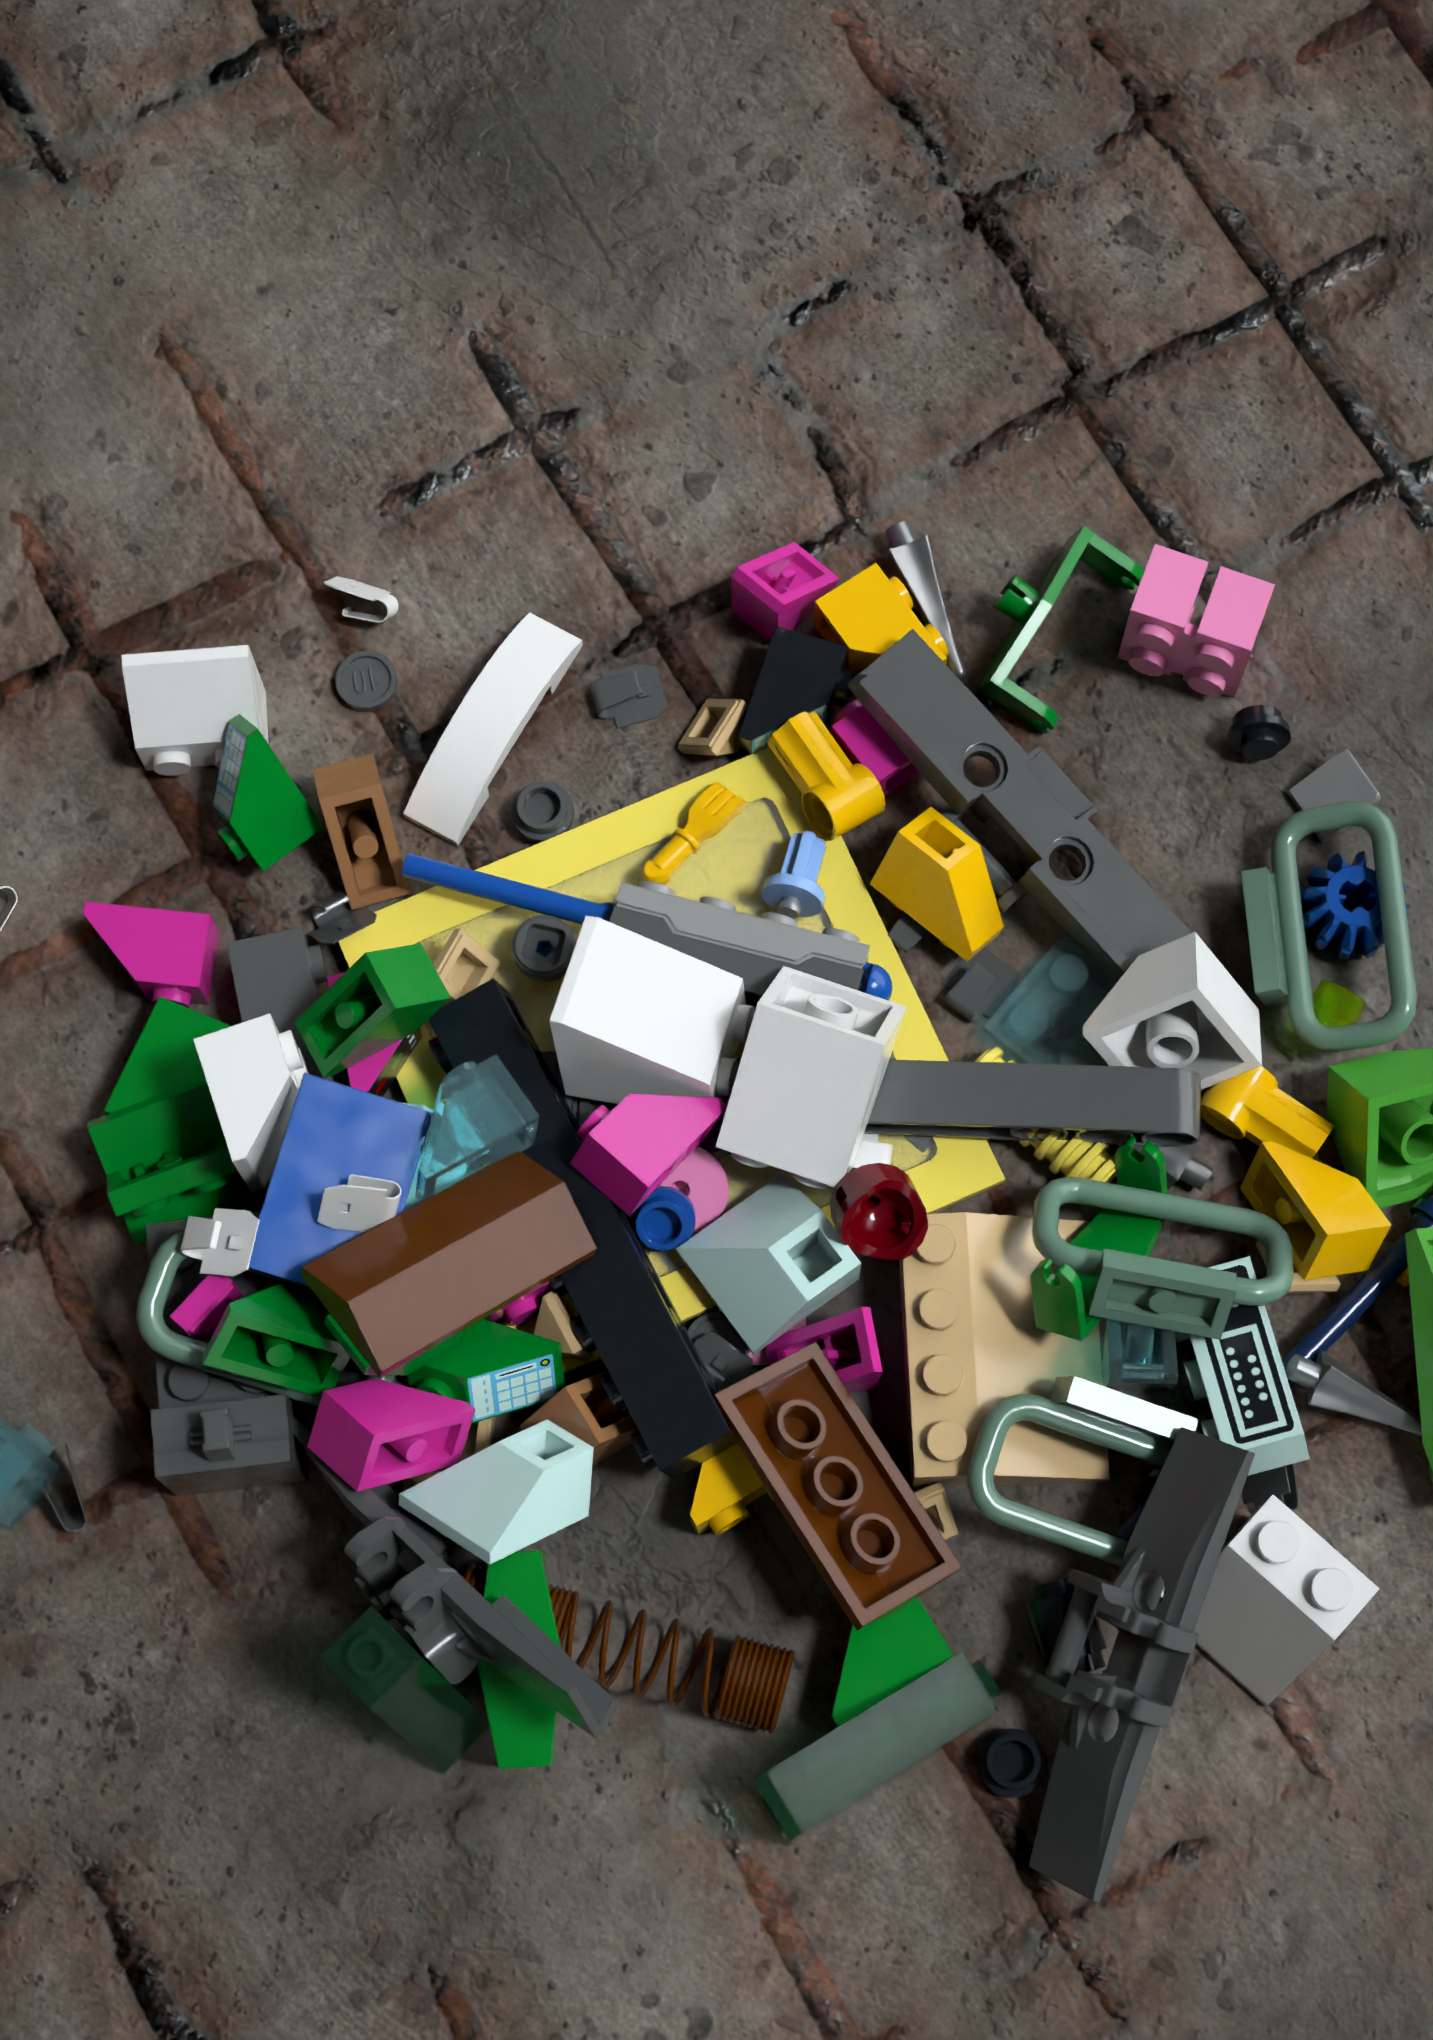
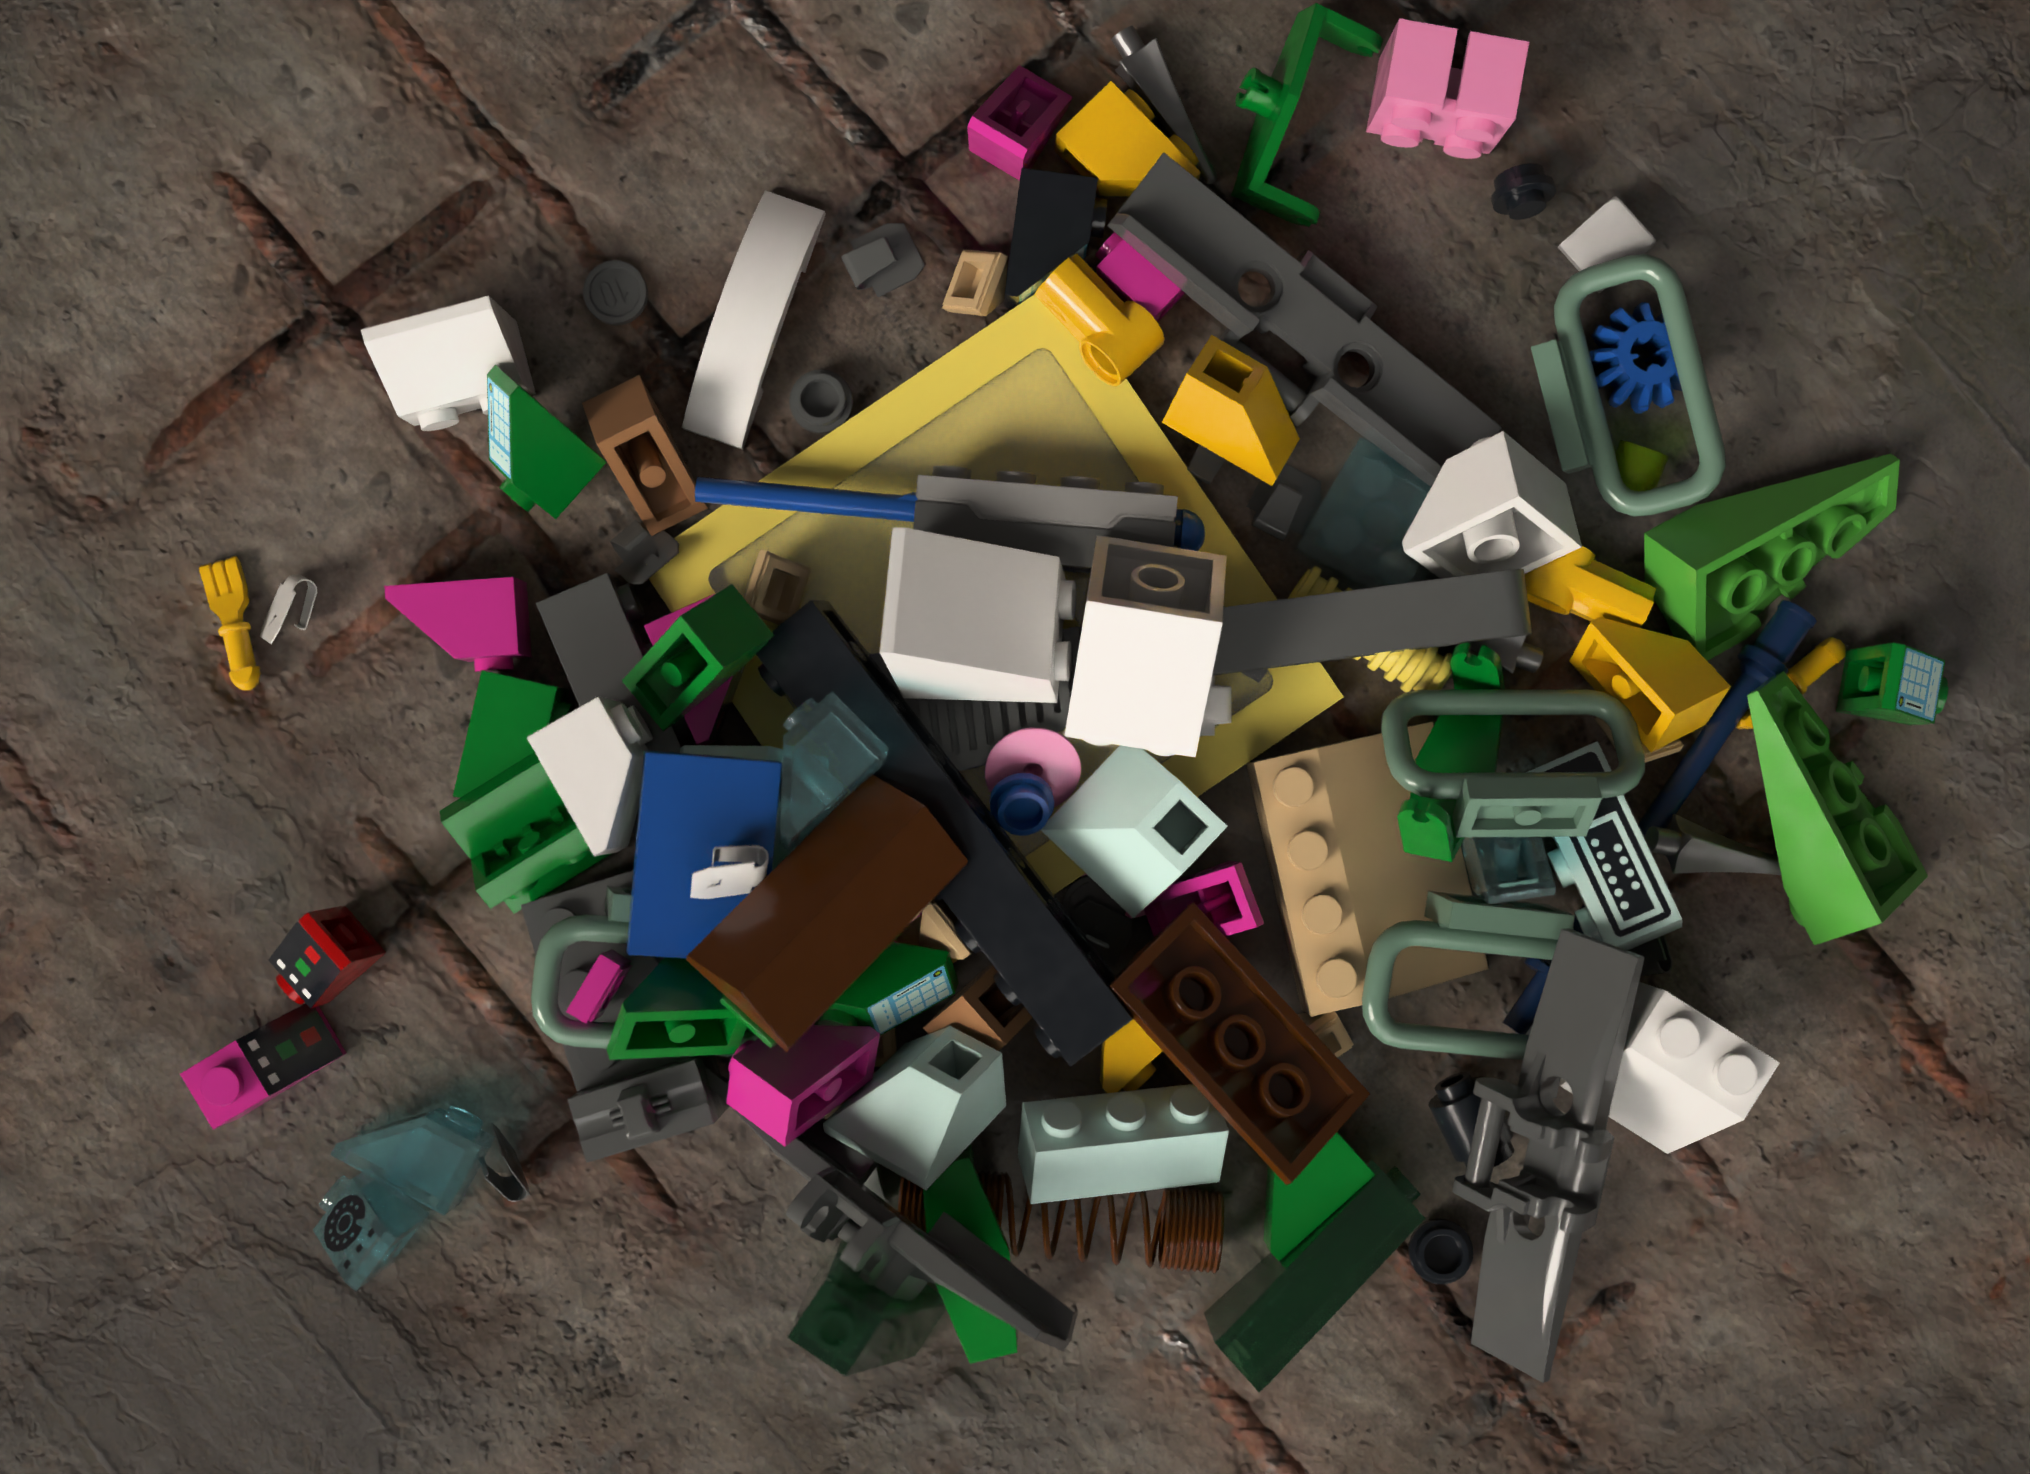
camera: 10 degrees left, 15 degrees up
(221, 1242) = (600, 929): white piece -> none
(367, 592) = (593, 200): white piece -> none
(543, 948) = (852, 549): dark grey tile -> none
(642, 1143) = (993, 749): slope -> none
(699, 1573) = (1120, 1143): none -> light aqua brick
(706, 818) = (987, 384): yellow piece -> none
(795, 888) = (1090, 439): light blue piece -> none
(875, 1212) = (1231, 769): dark red piece -> none

